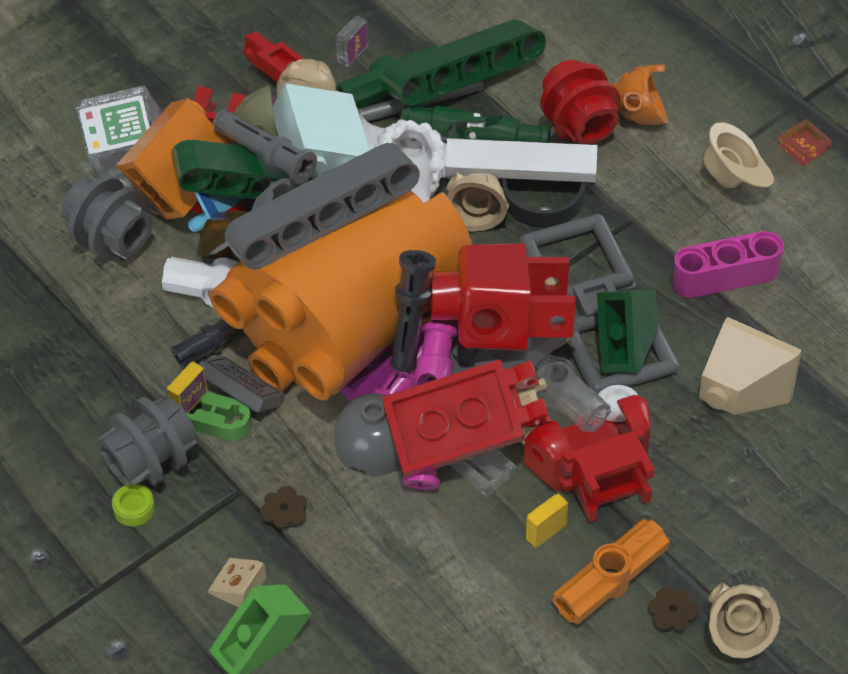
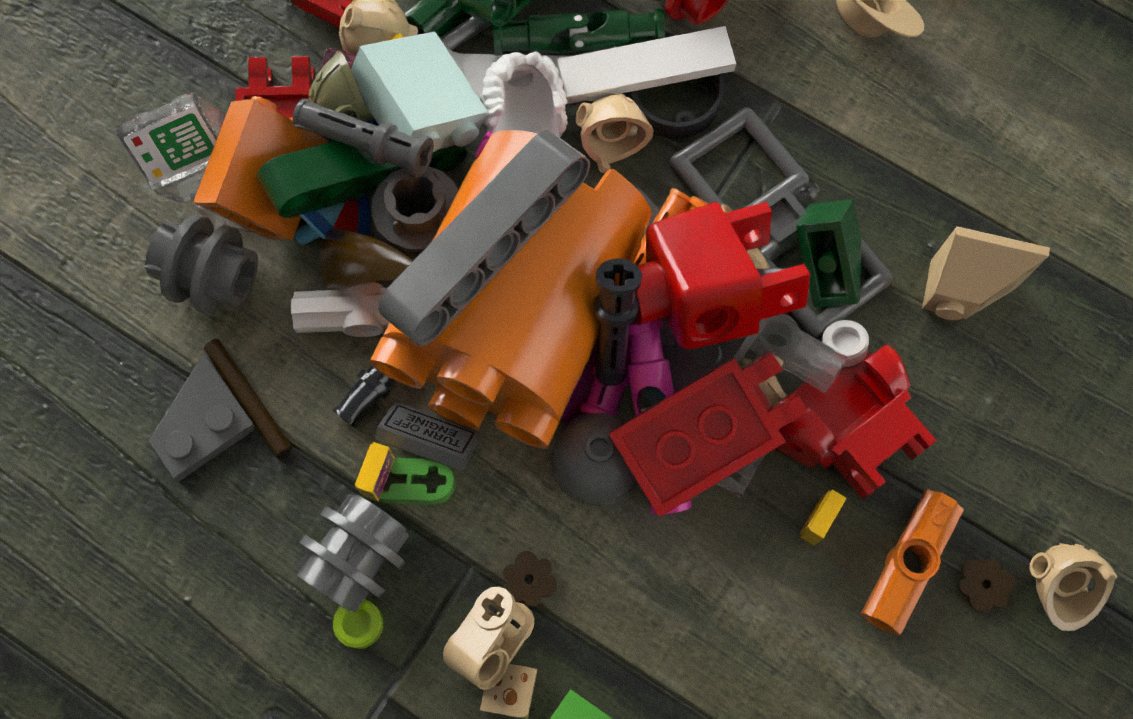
camera: 20 degrees left, 20 degrees up
(62, 334) = (200, 422): none -> dark grey wing
(107, 327) = (248, 398): none -> dark brown bar
(239, 527) = (488, 640): none -> tan piece
(727, 264) = (919, 125): dark pink beam -> none

